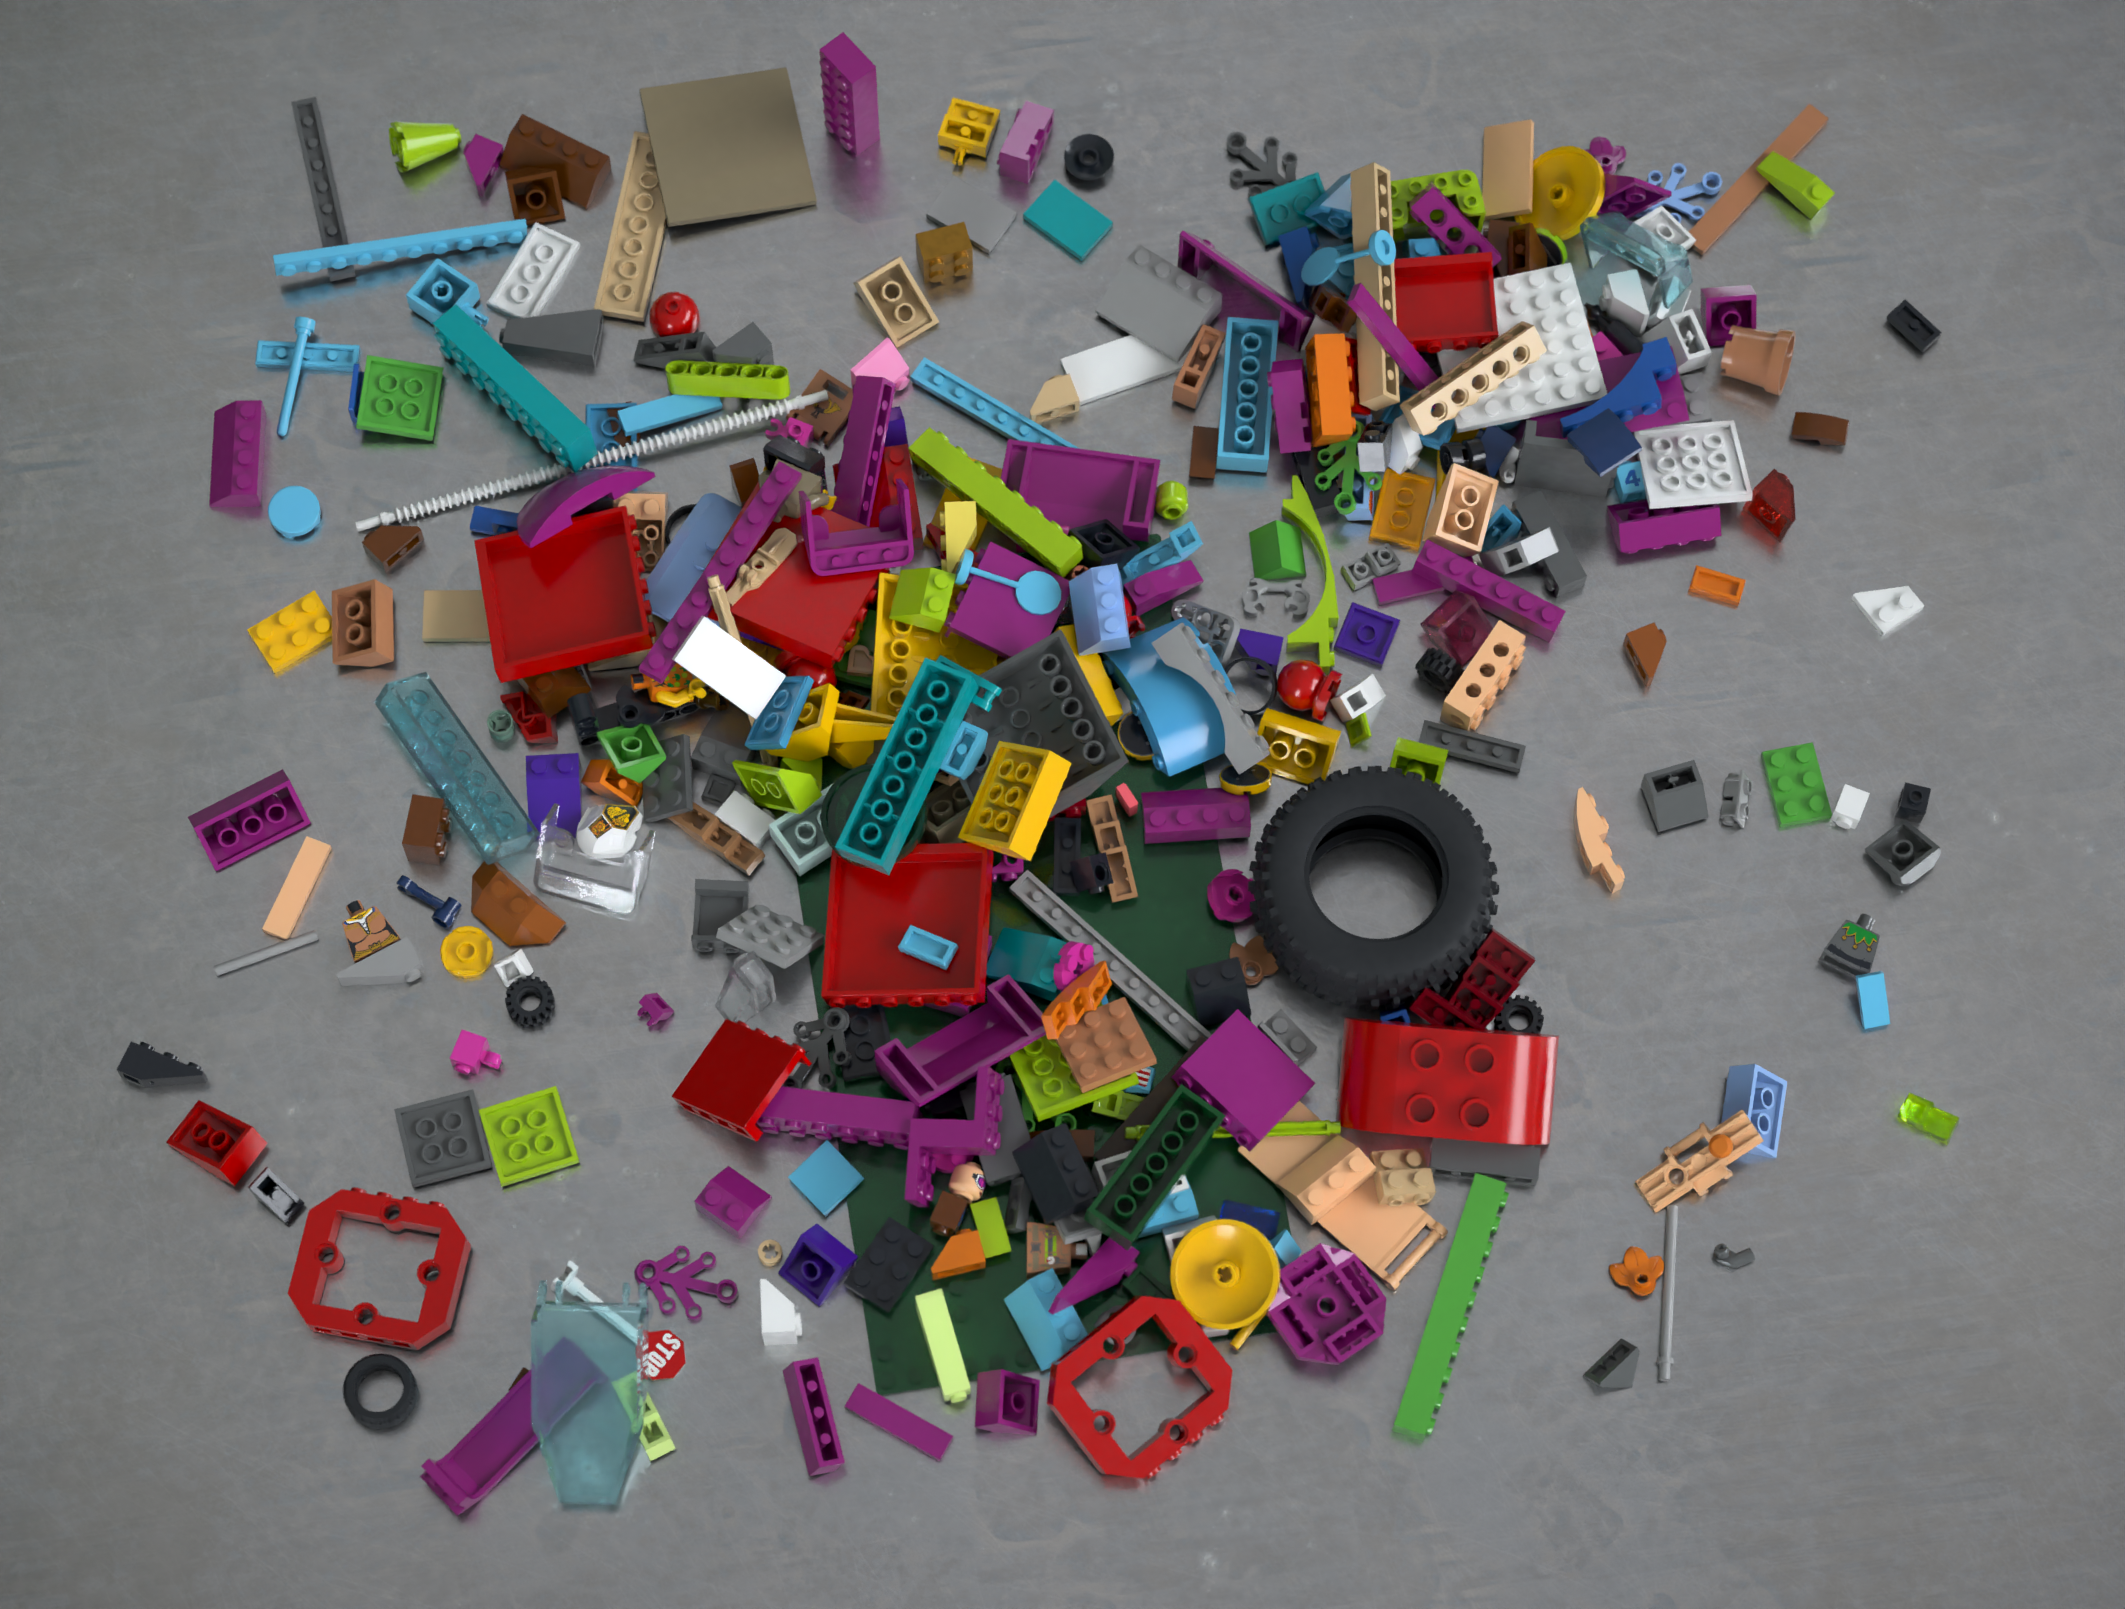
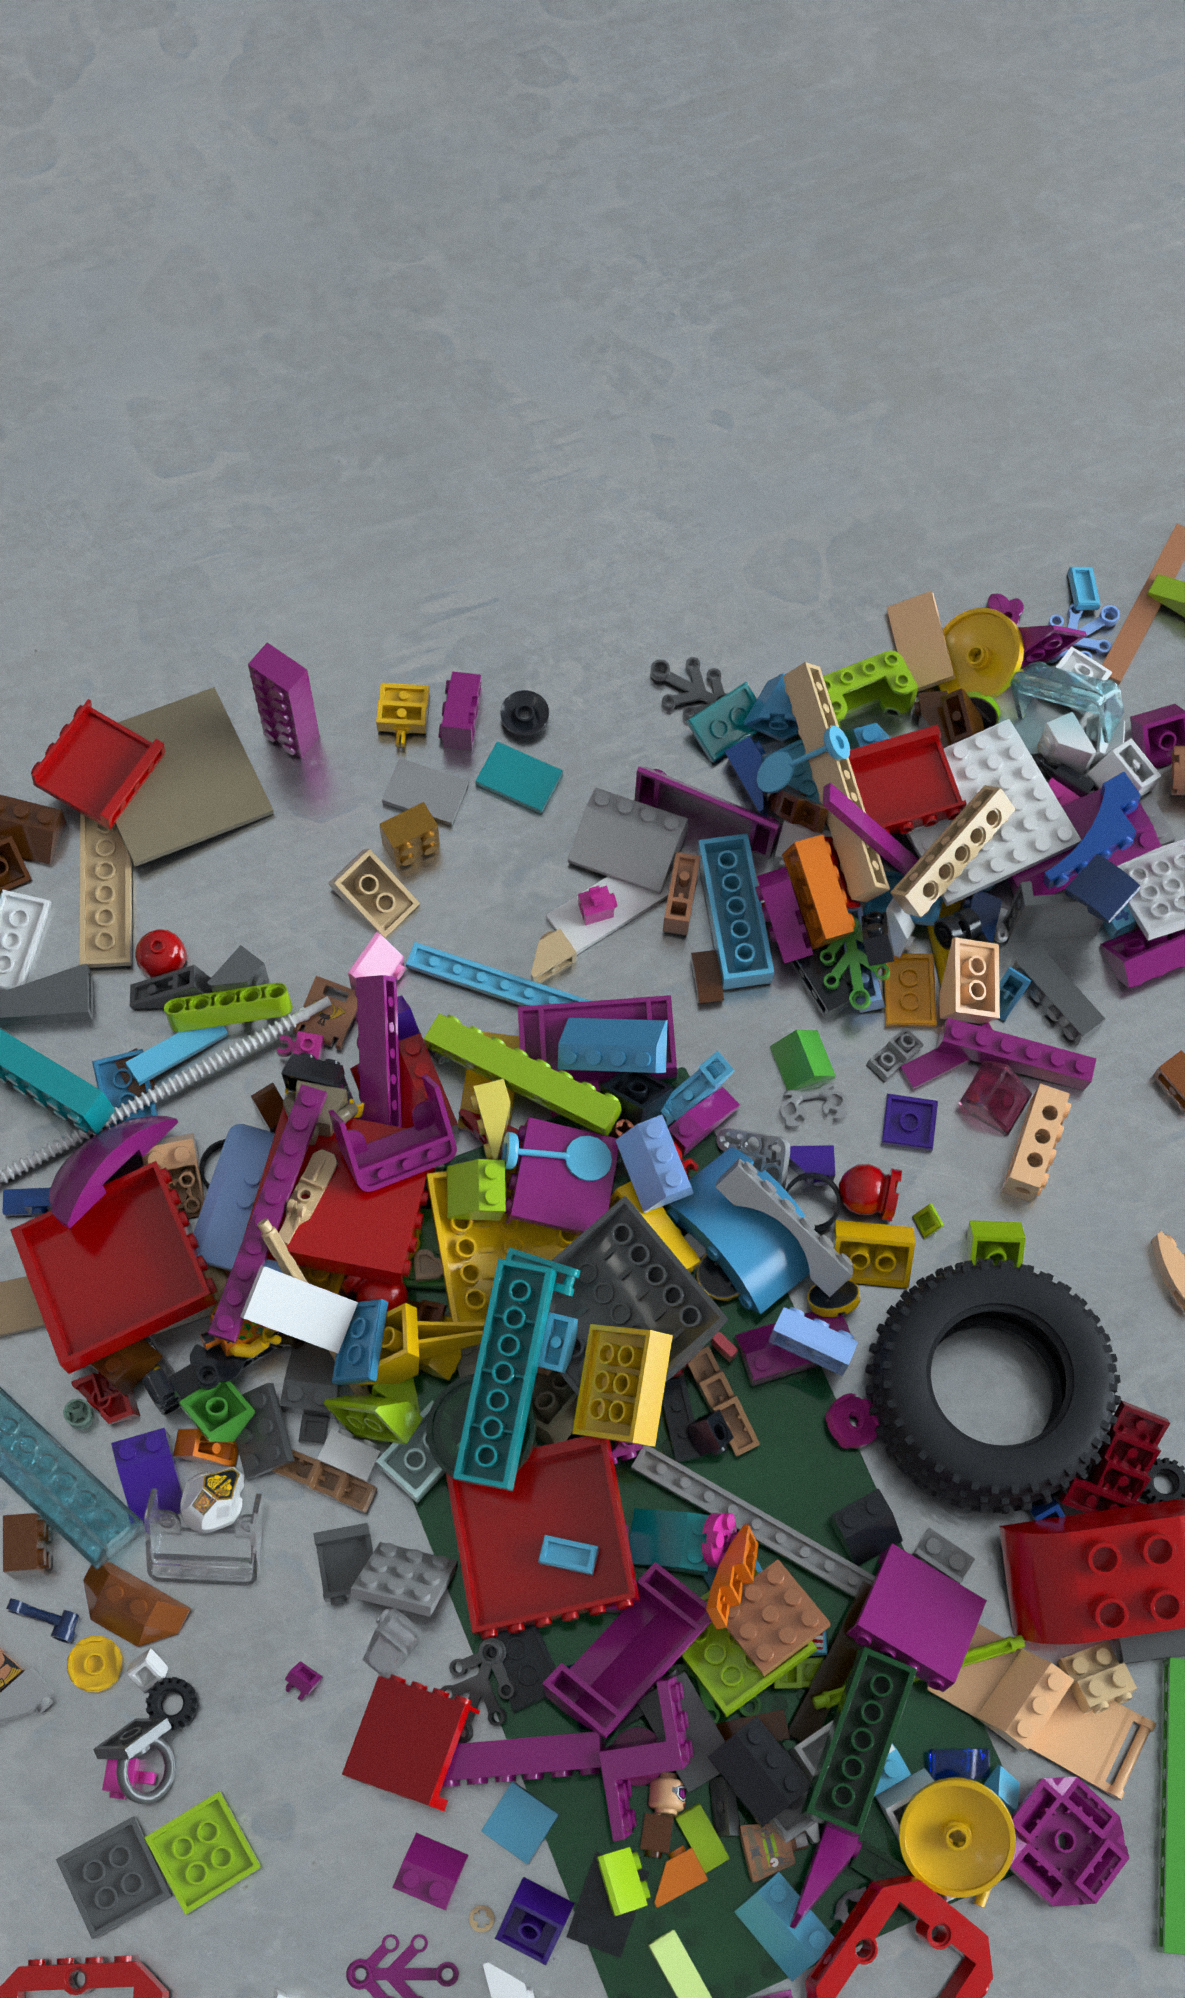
camera: 15 degrees left, 0 degrees up
(486, 1023) = (133, 1742): none -> dark grey tile
(653, 120) = (96, 765): none -> red panel
(905, 1240) = (622, 1881): none -> lime slope
(1091, 494) = (613, 1045): none -> dark azure slope
(1111, 358) = (596, 904): none -> dark pink brick
(1171, 500) = (689, 1031): lime head -> none
(1209, 806) = (813, 1340): none -> light blue slope
(1254, 957) = (889, 1478): nougat plate -> none
(1318, 629) = (863, 1132): lime slope -> none
(1358, 698) = (920, 1190): white slope -> none
(1431, 199) = (865, 686): magenta brick -> none
(1439, 670) = (992, 1144): black tyre -> none
(1473, 746) = (1042, 1211): dark grey plate -> none
(1519, 552) = (1036, 1011): light grey slope -> none
(1693, 150) = (1083, 588): none -> medium azure tile

